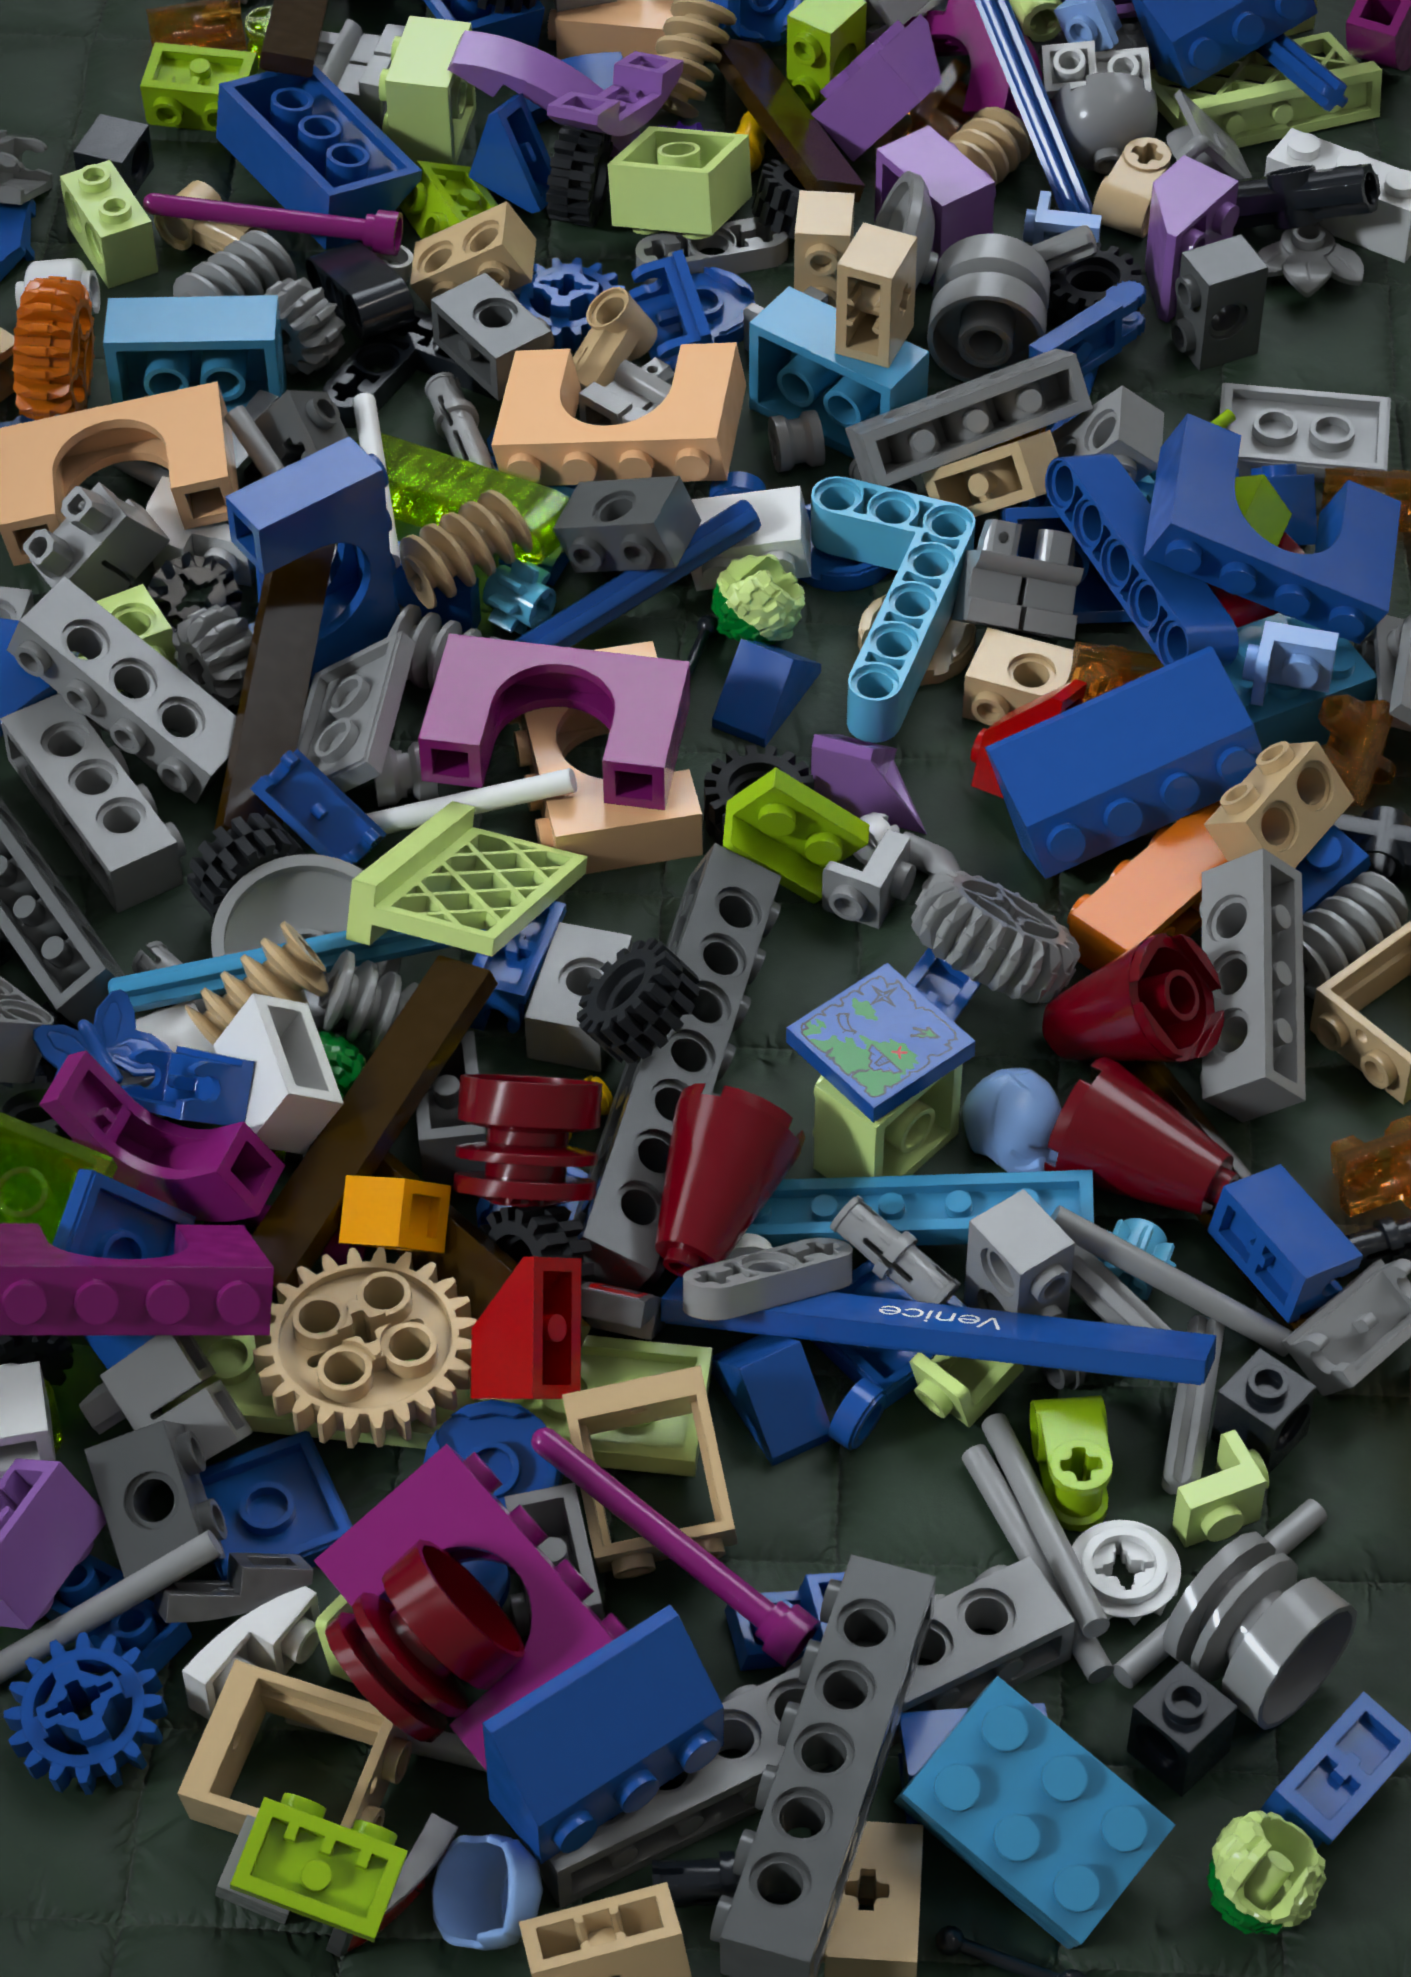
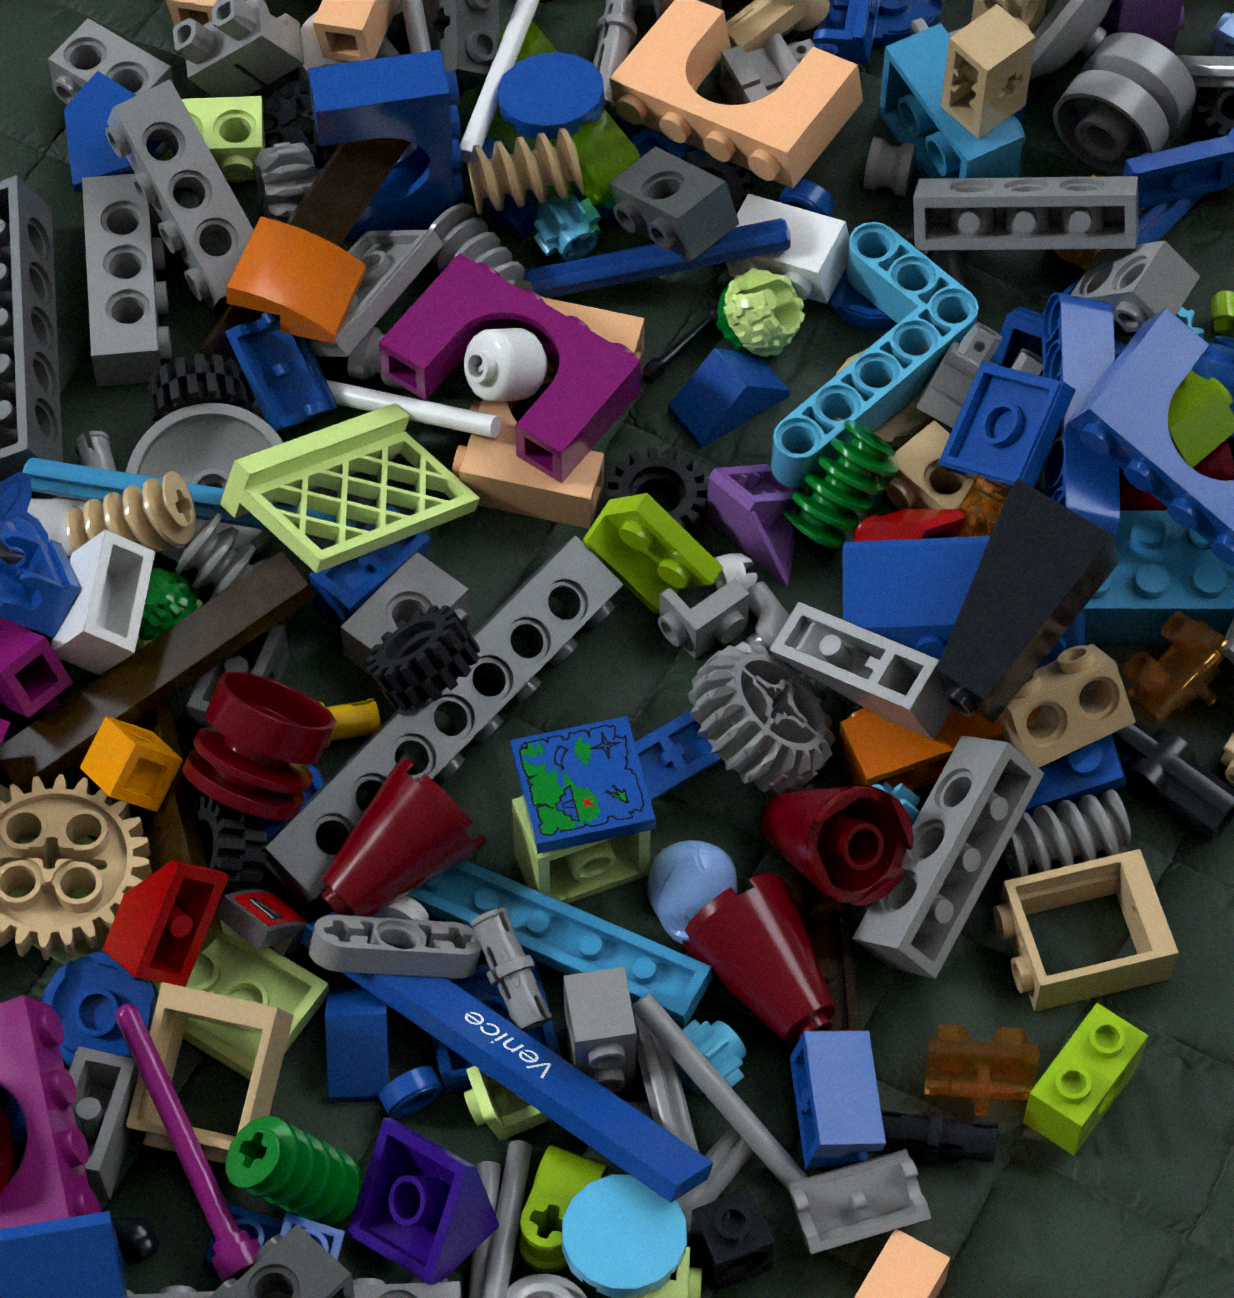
camera: 25 degrees right, 10 degrees up
(292, 714) = (297, 278): none -> orange slope
(443, 474) = (551, 94): none -> blue tile
(552, 717) = (505, 364): none -> white head
(795, 1523) = (294, 1170): none -> green piece
(938, 710) = (844, 487): none -> green piece
(944, 1498) = (421, 1204): none -> dark purple slope
(995, 476) = (1022, 278): tan brick -> none
(1076, 591) = (1006, 425): none -> blue tile
(1080, 847) = (865, 668): none -> light grey slope
(1168, 1442) = (623, 1237): none -> medium azure tile
(1207, 706) = (1022, 599): none -> black slope
(1290, 658) = (1158, 565): light blue bracket -> none

